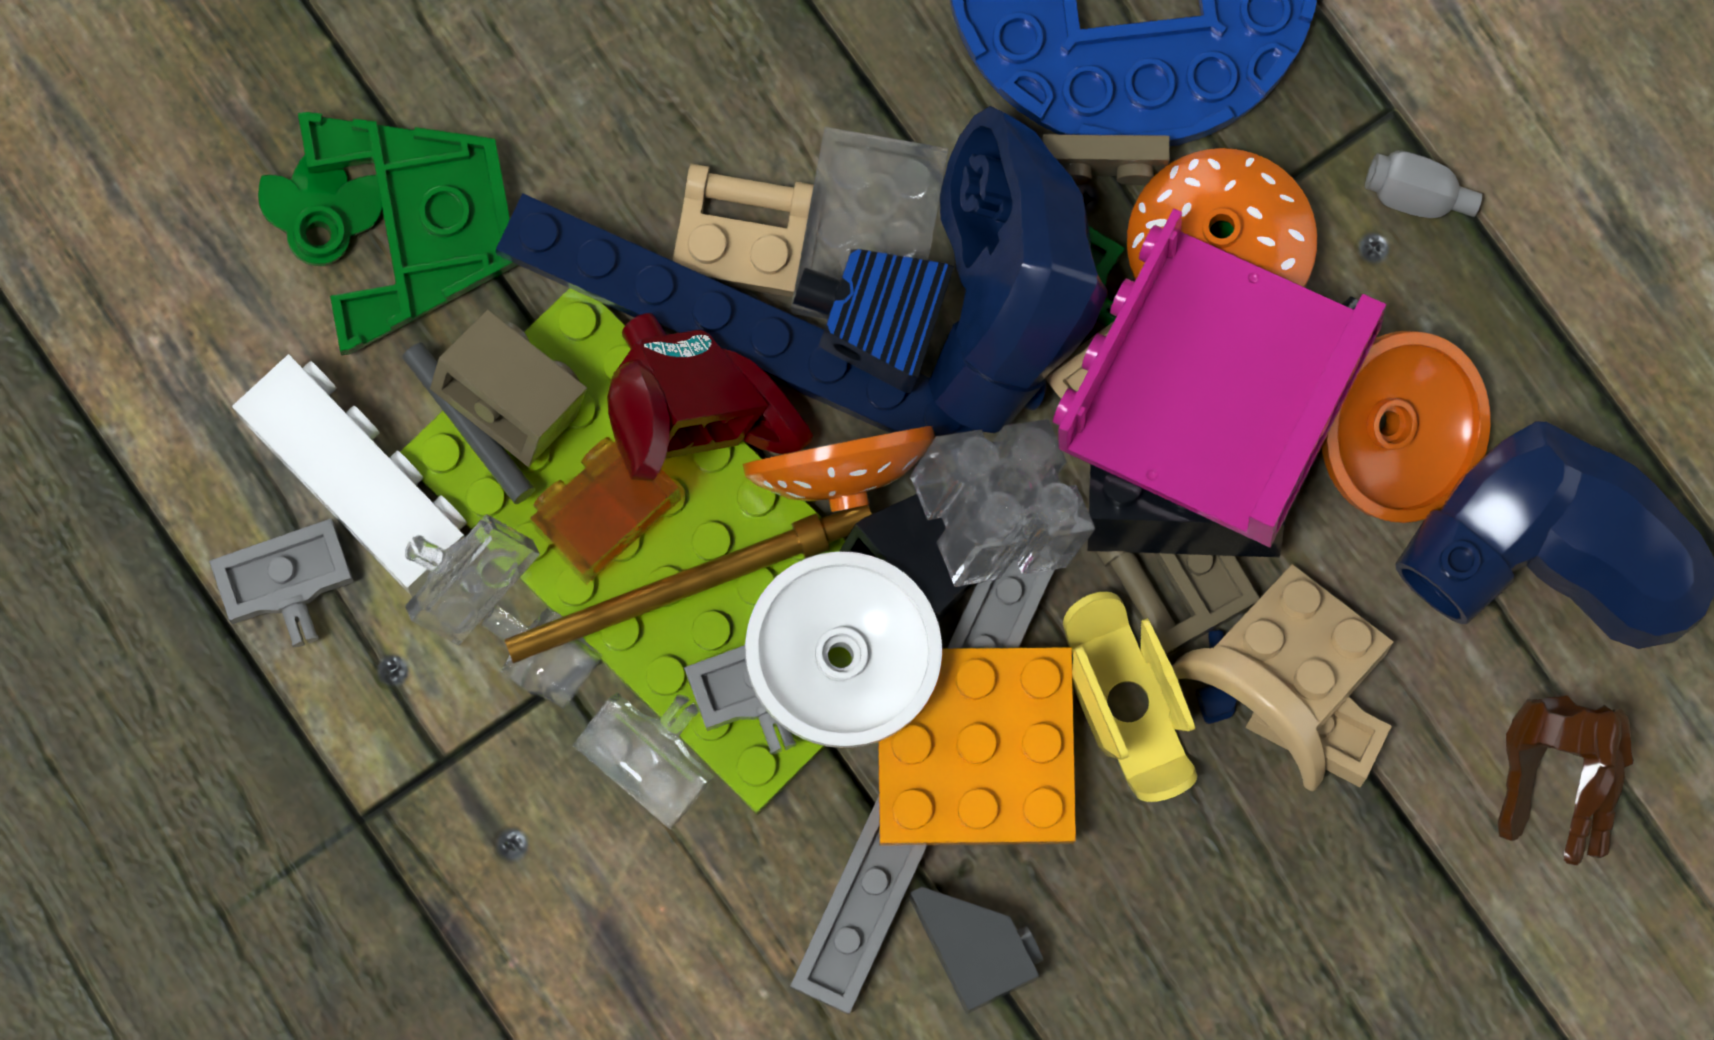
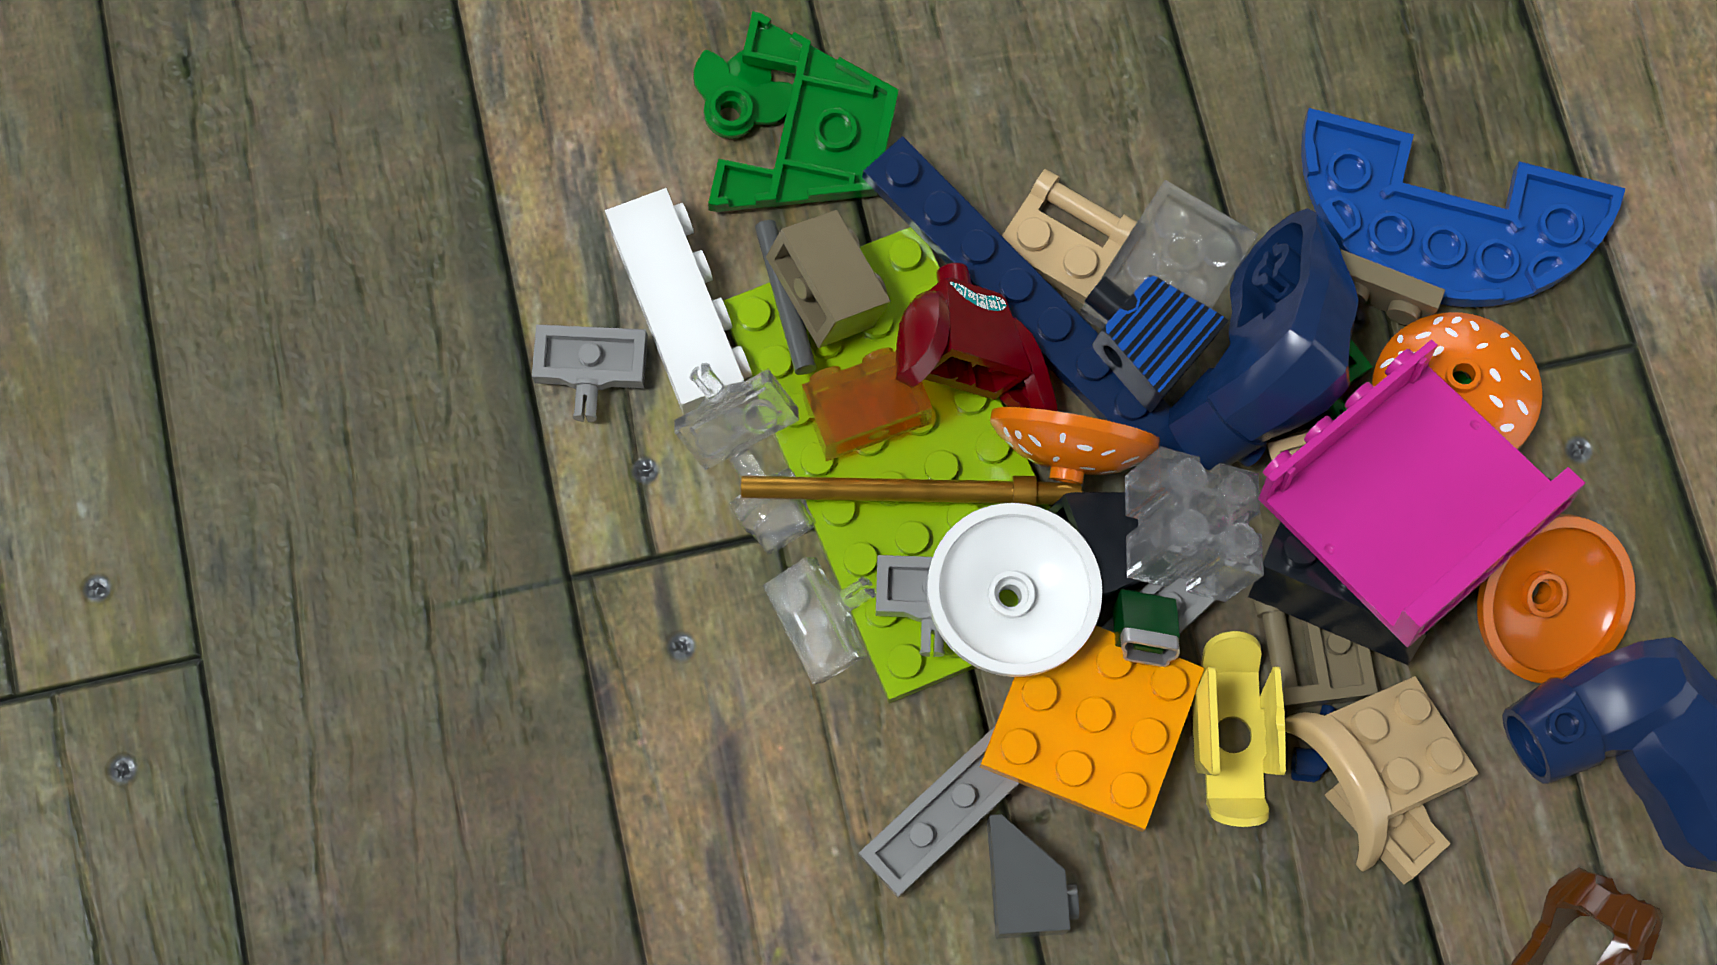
camera: 25 degrees right, 5 degrees down
(995, 630) = (1146, 628): none -> dark green piece
(1419, 186) = (1637, 413): light grey plant -> none

